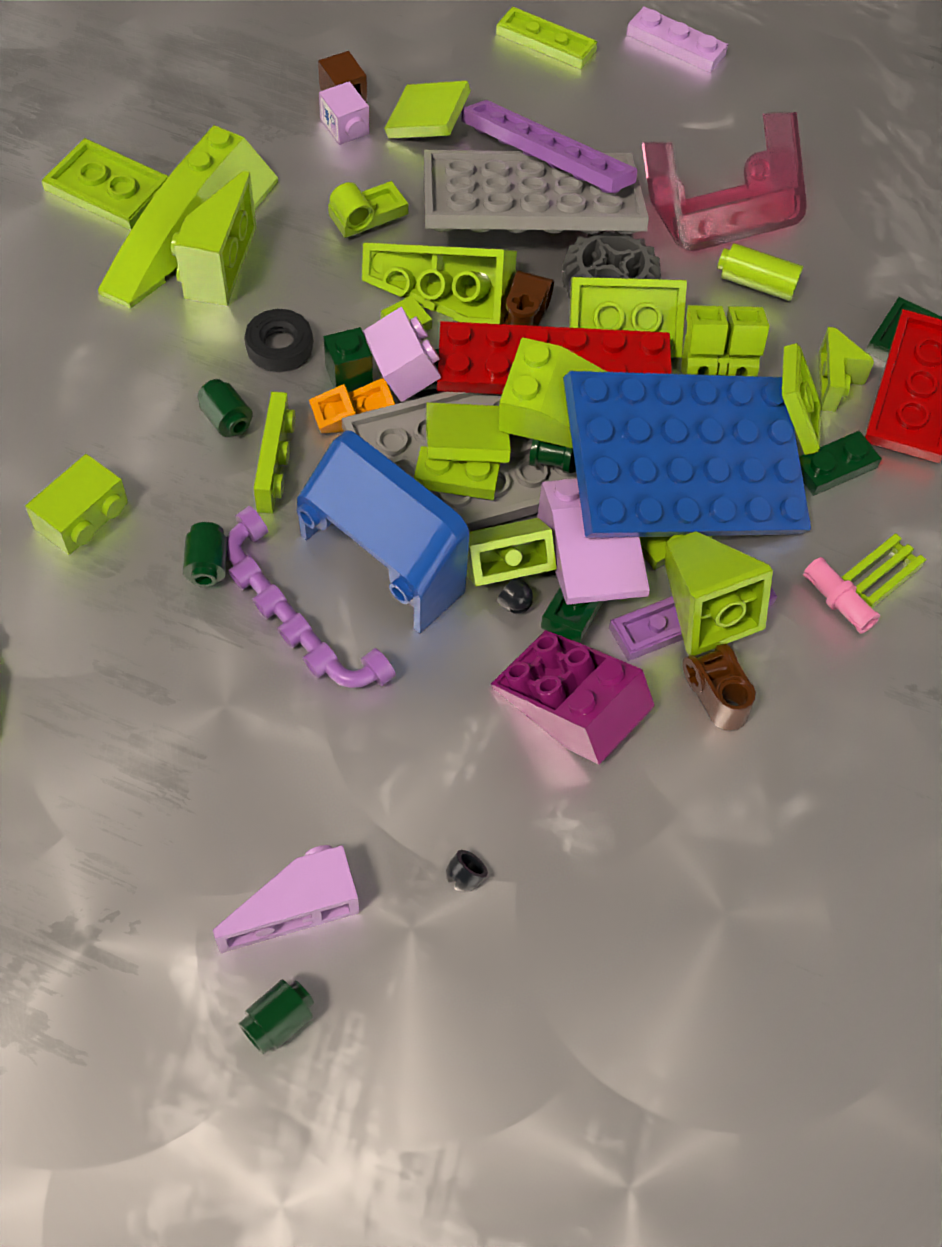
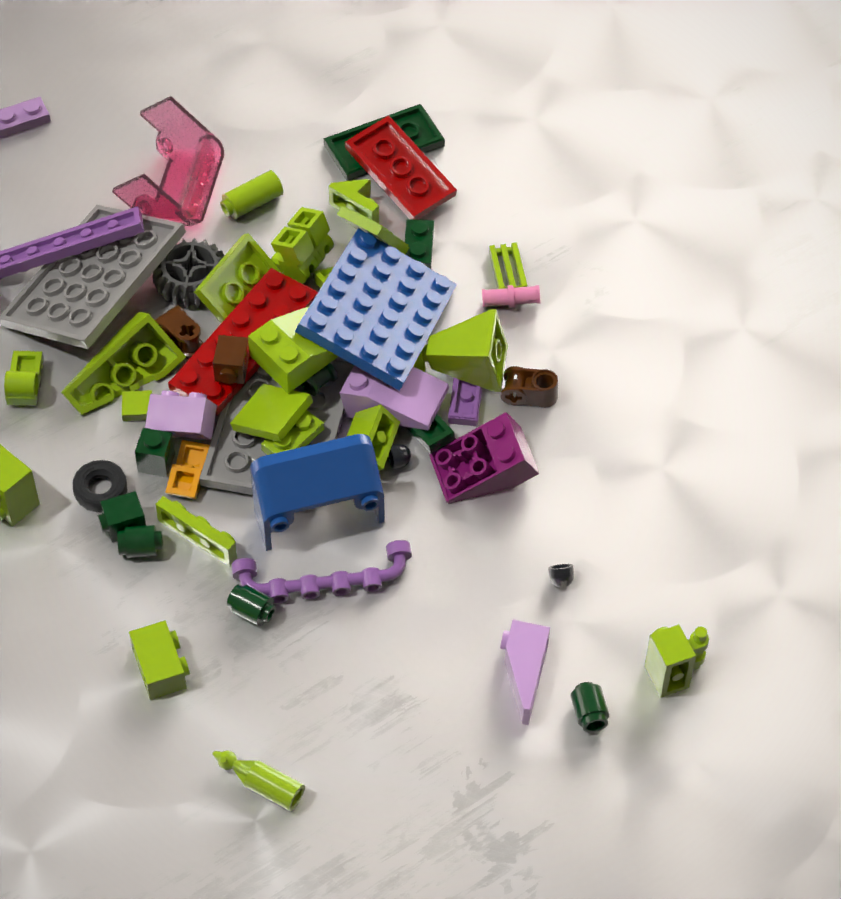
camera: 55 degrees left, 5 degrees down
(249, 375) = (121, 513): none -> dark green brick
(400, 1087) = (674, 657): none -> lime brick
(494, 350) = (231, 359): none -> reddish brown brick

